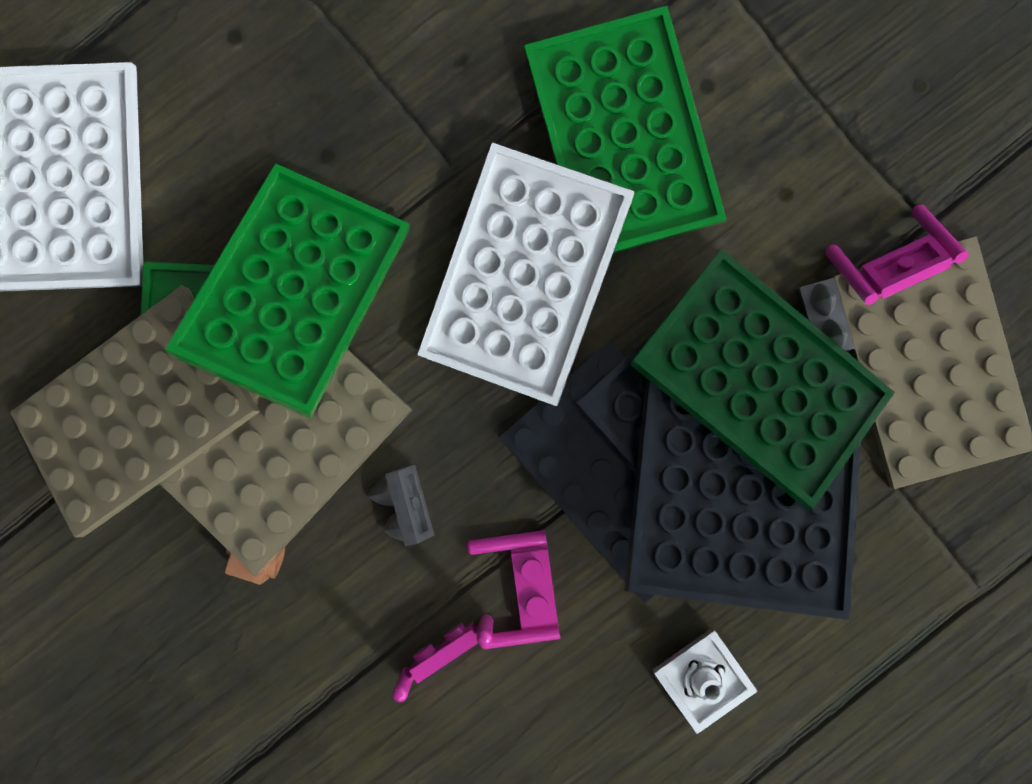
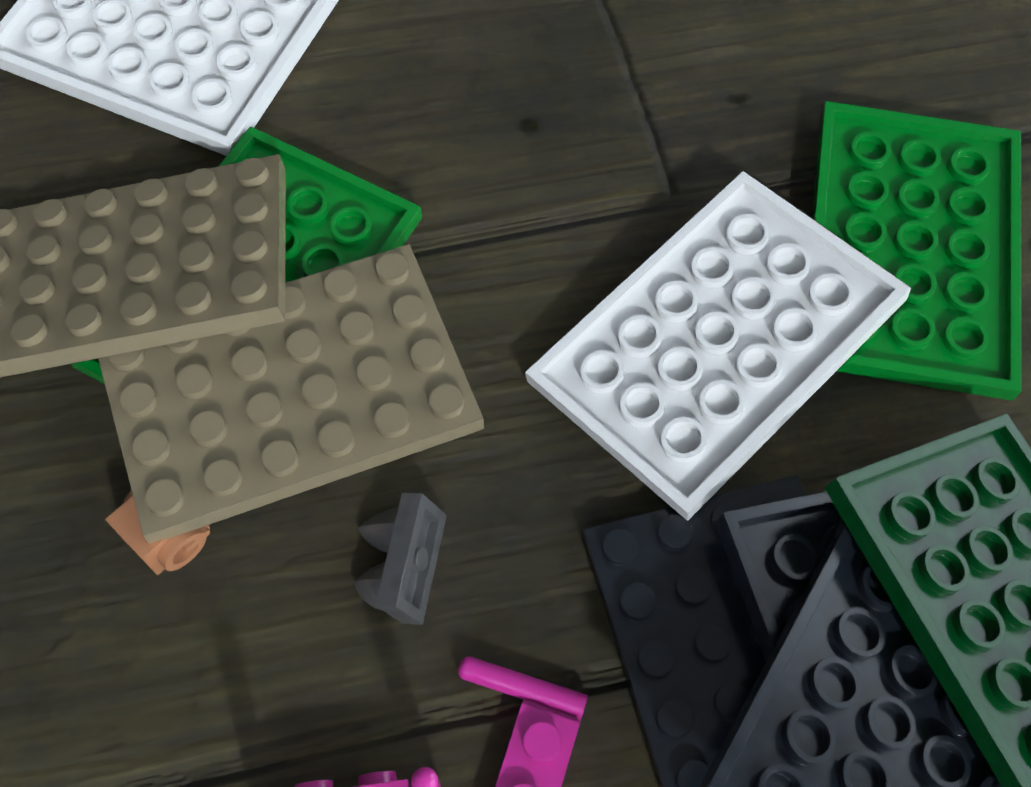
camera: 30 degrees right, 25 degrees down
(289, 291) = (401, 217): green plate -> none

